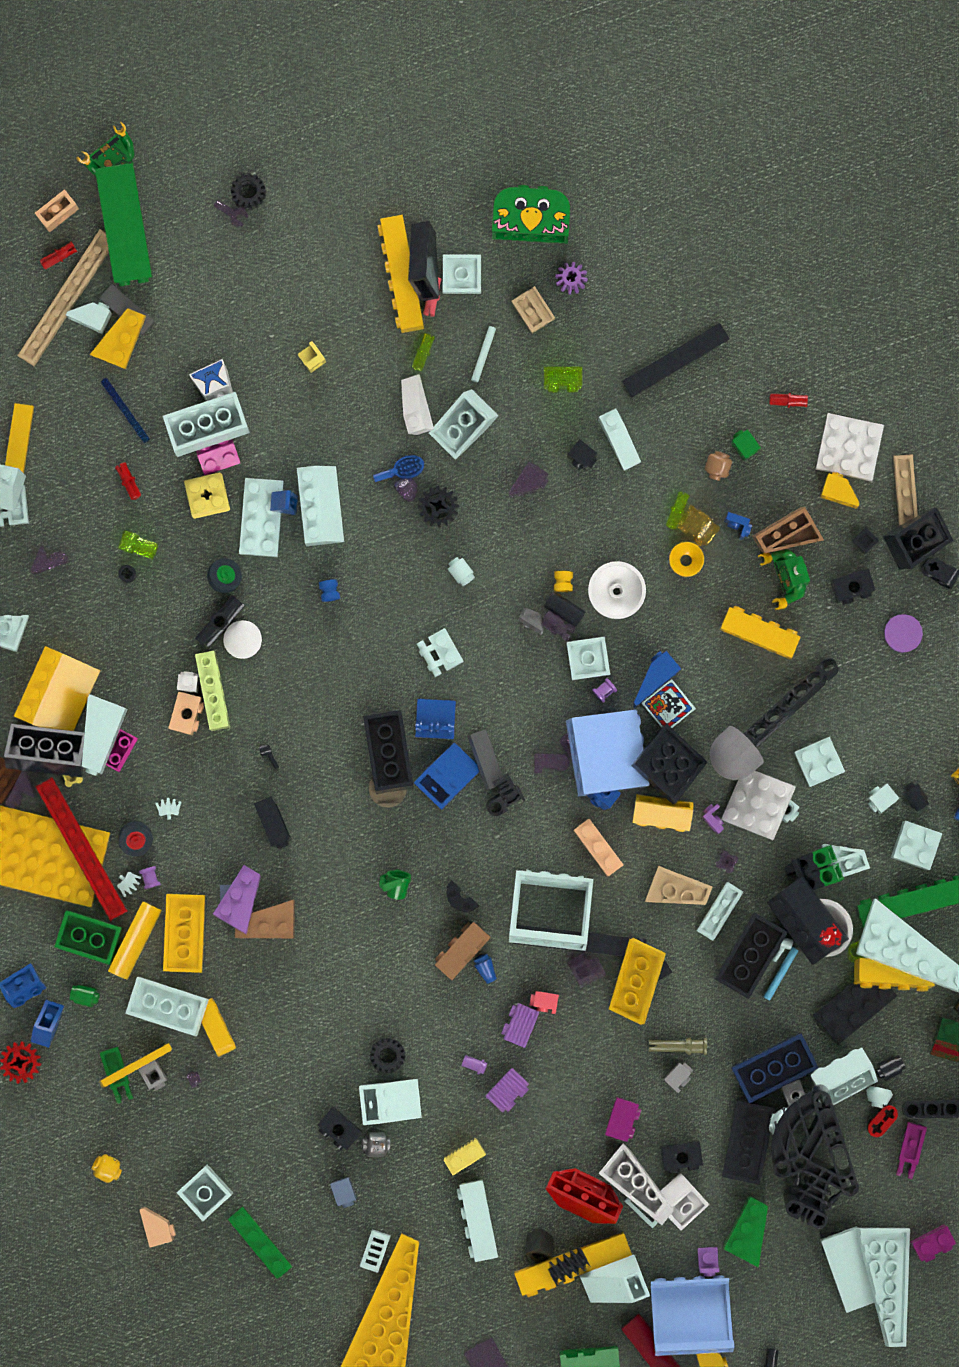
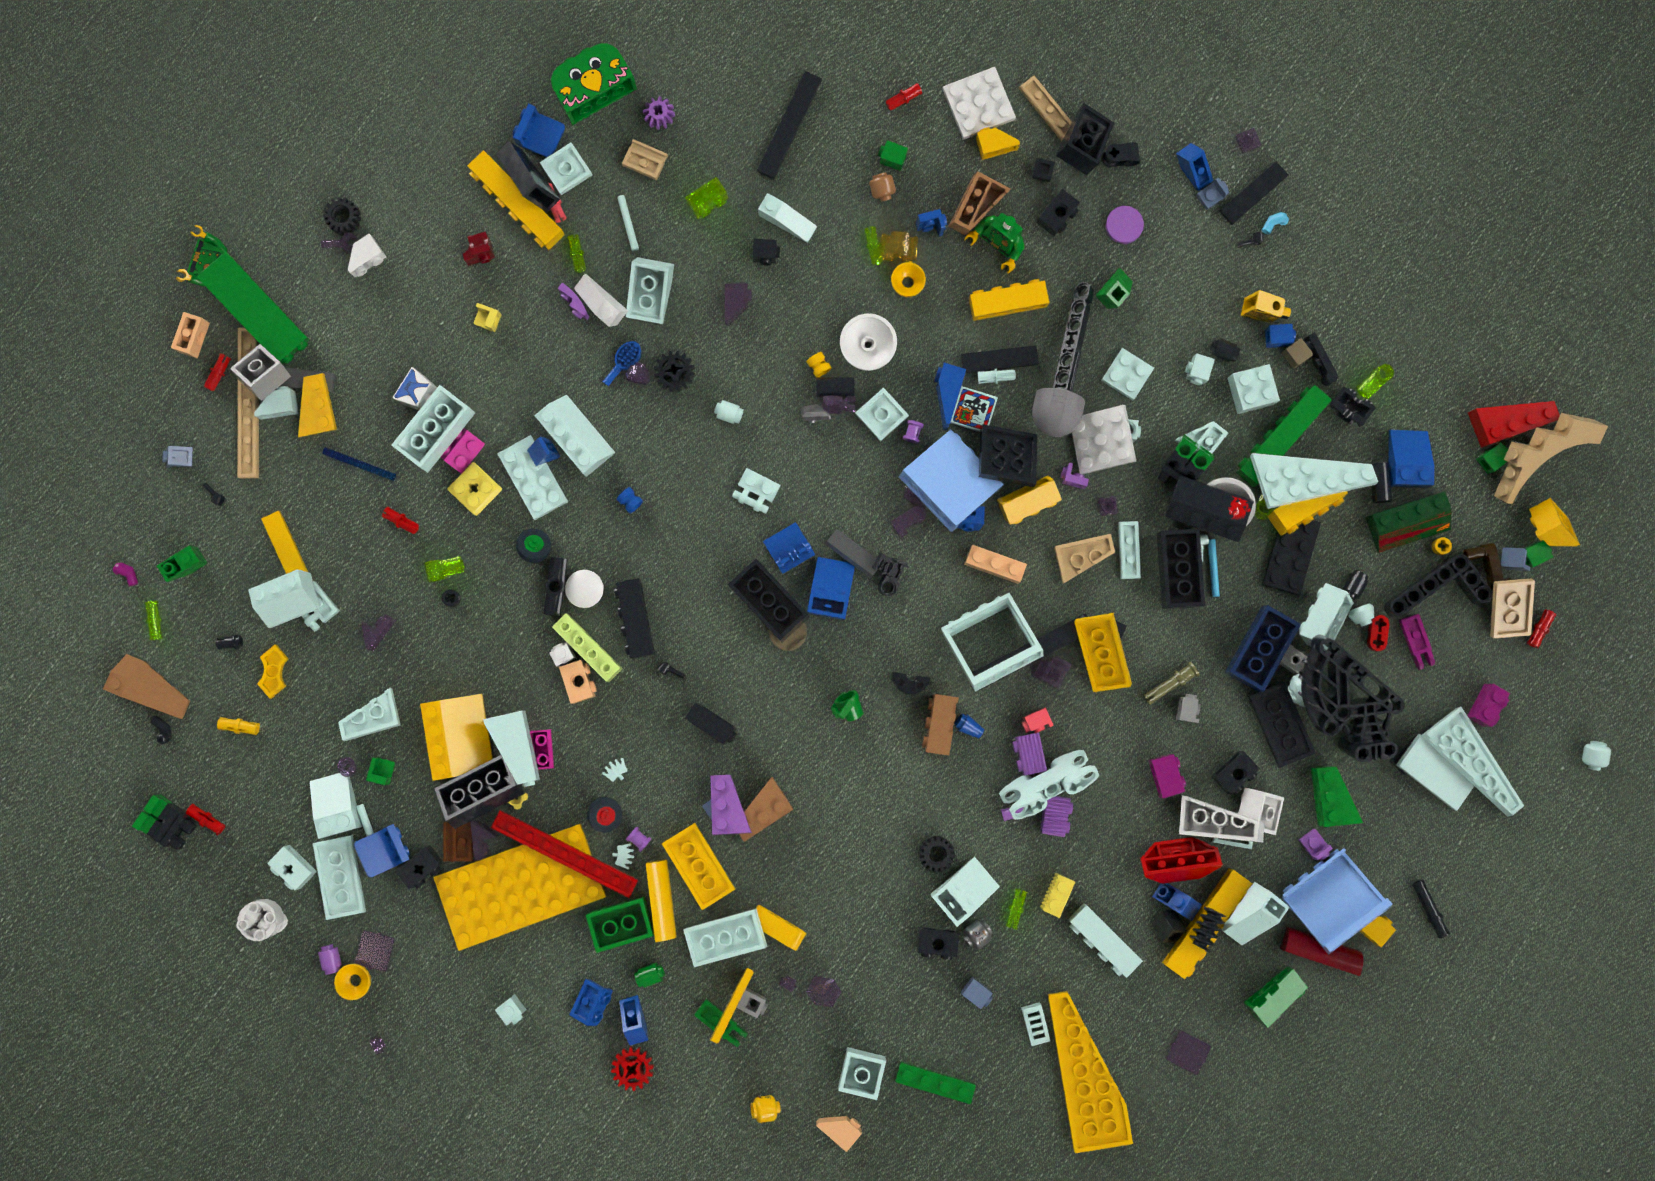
camera: 40 degrees left, 0 degrees up
(94, 282) = (260, 372): none -> light grey brick
(218, 1105) = (823, 991): none -> clear purple panel
(245, 236) = (365, 255): none -> white slope
(268, 692) = (635, 618): none -> black brick
(344, 295) = (479, 249): none -> dark red brick
(394, 396) = (576, 305): none -> medium lavender slope
(423, 1145) = (1016, 908): none -> clear neon green pin
(459, 228) = (538, 132): none -> blue bracket
(534, 1061) = (1063, 776): none -> light aqua piece
(561, 1228) = (1177, 900): none -> blue slope
(706, 690) = (995, 376): none -> light aqua axle
(719, 677) = (1000, 359): none -> black tile
(857, 683) = (1115, 290): none -> green slope

